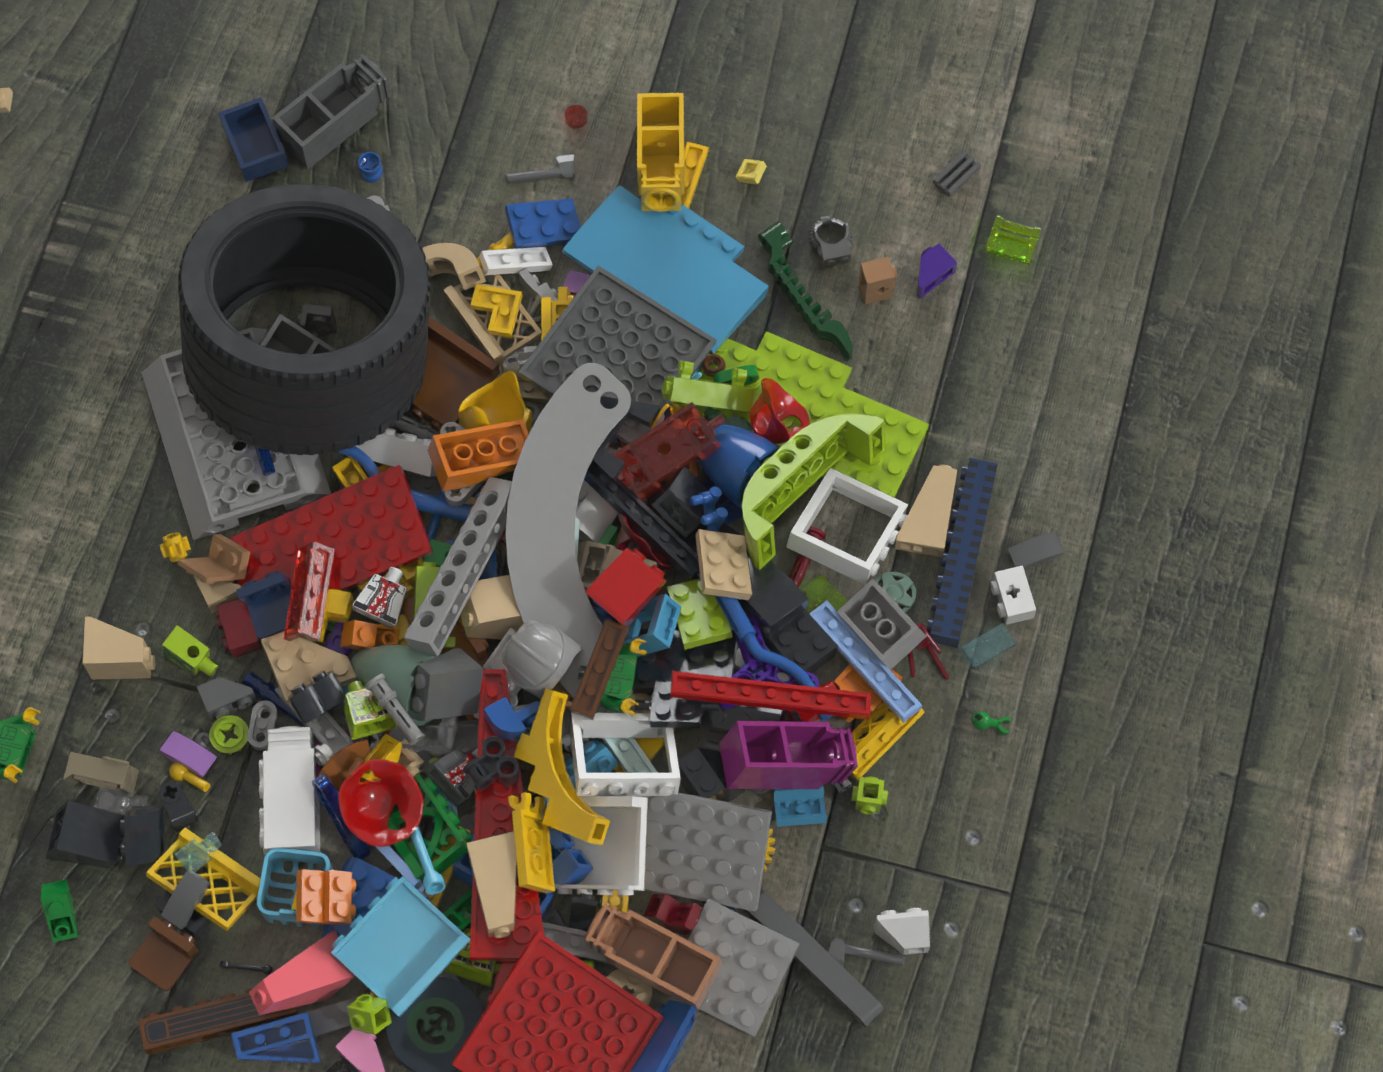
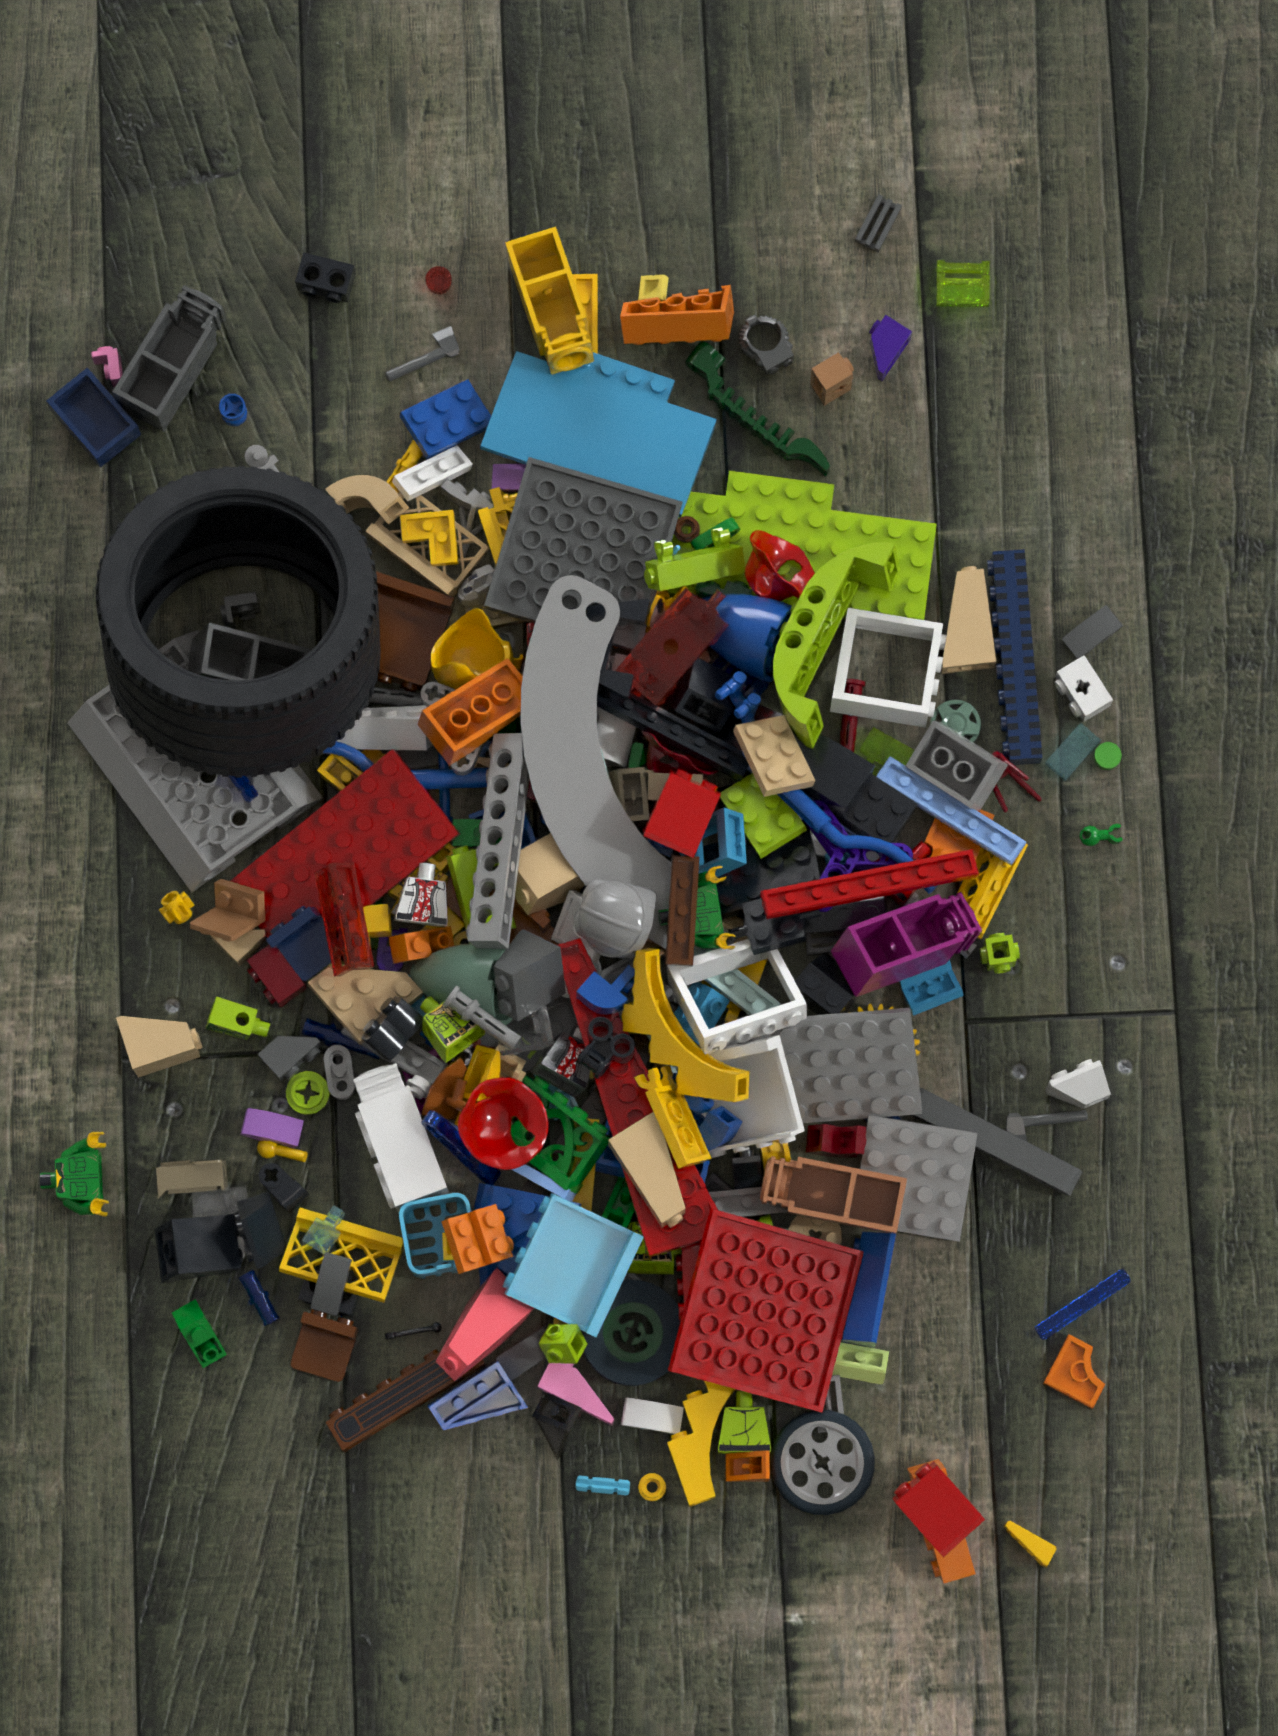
camera: 15 degrees left, 10 degrees up
(123, 896) = (259, 1297): none -> clear blue pin
(281, 97) = (108, 355): none -> bright pink bracket
(432, 880) = (585, 1188): medium azure piece -> none
(485, 83) = (328, 271): none -> black brick
(763, 198) = (679, 318): none -> orange wedge
(1018, 658) = (1107, 756): none -> bright green tile

